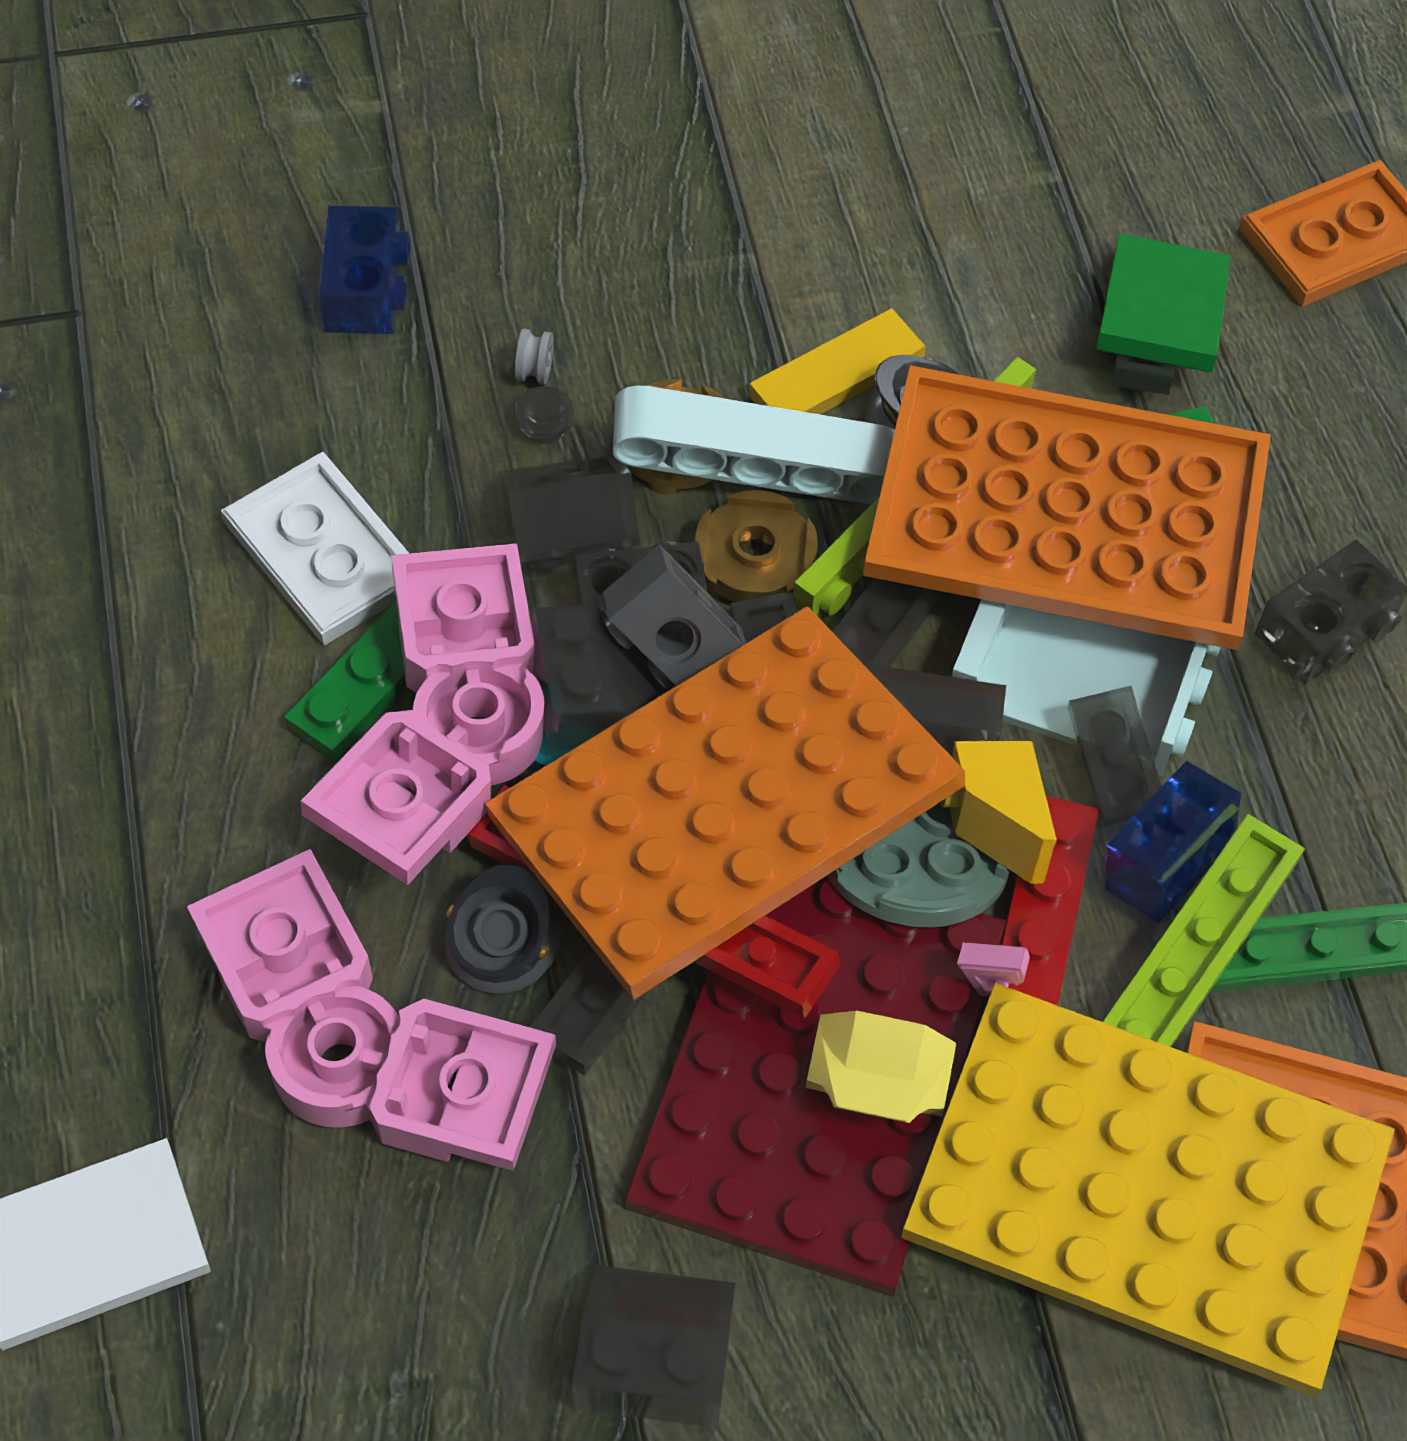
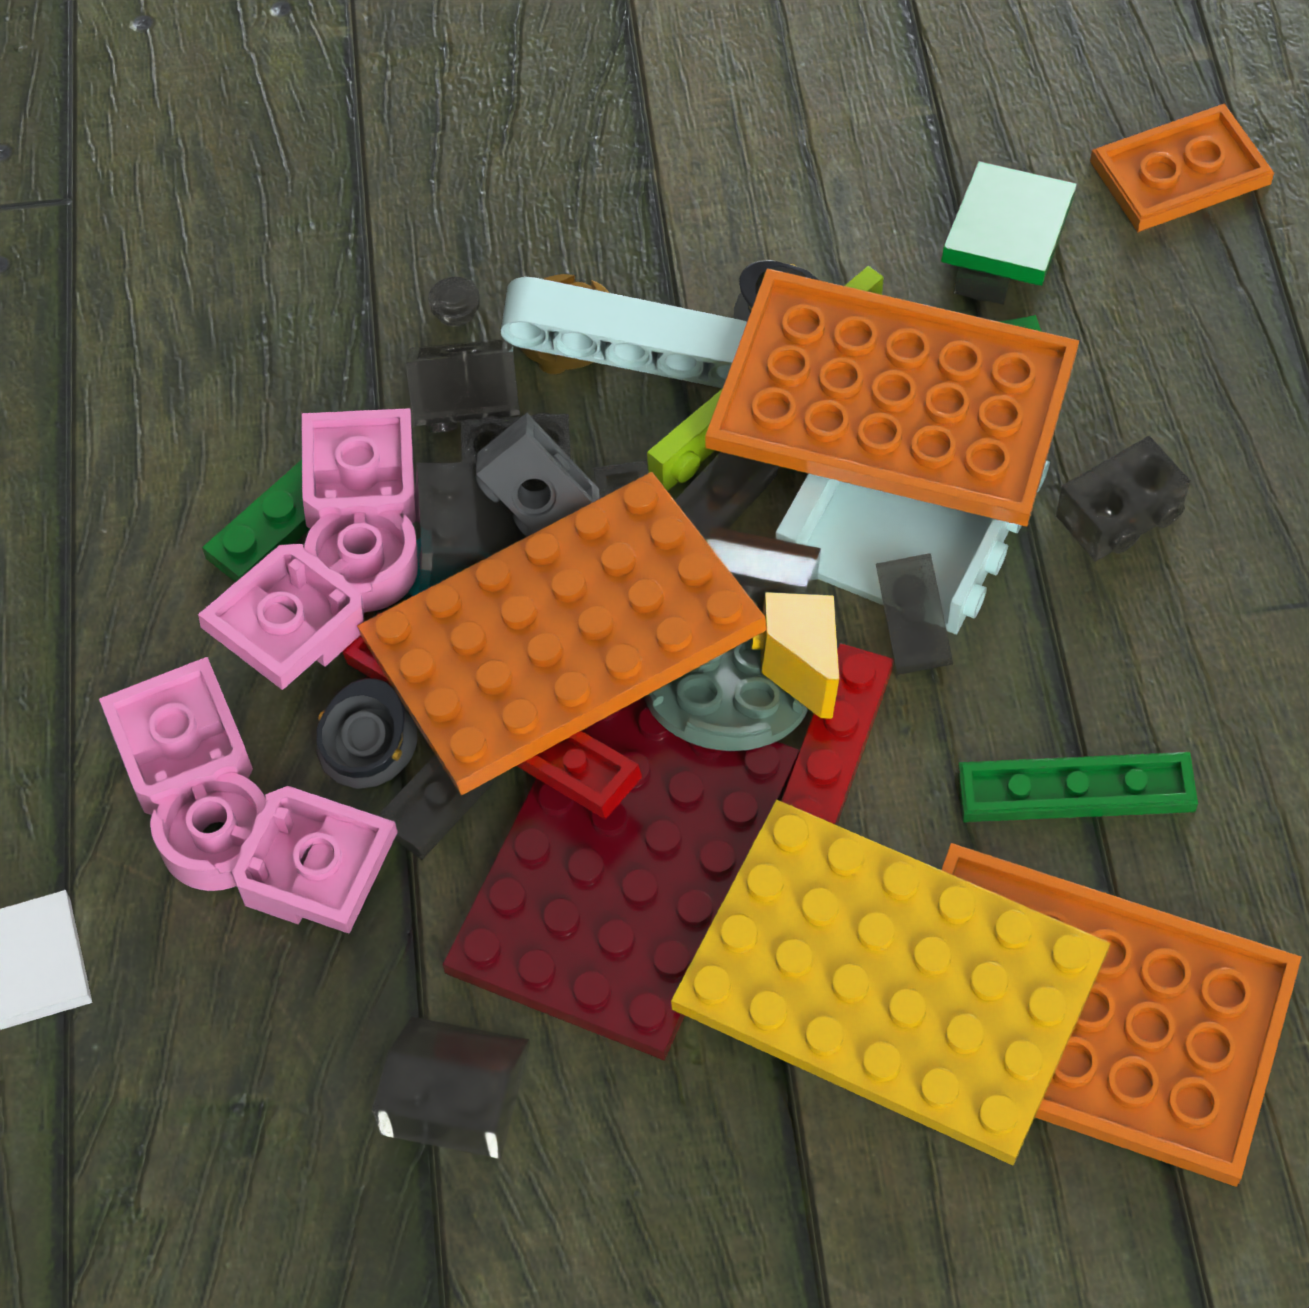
camera: 10 degrees right, 0 degrees up
(319, 546) = (248, 404): white tile -> none
(362, 268) = (311, 171): clear blue brick -> none
(534, 356) = (450, 250): light grey bush -> none
(751, 516) = (617, 395): pearl gold plate -> none
(838, 367) = (713, 270): yellow tile -> none
(881, 1065) = (670, 863): light yellow slope -> none
(993, 964) = (775, 783): bright pink tile -> none
(1171, 841) = (950, 688): clear blue brick -> none
(1206, 933) = (972, 769): lime plate -> none

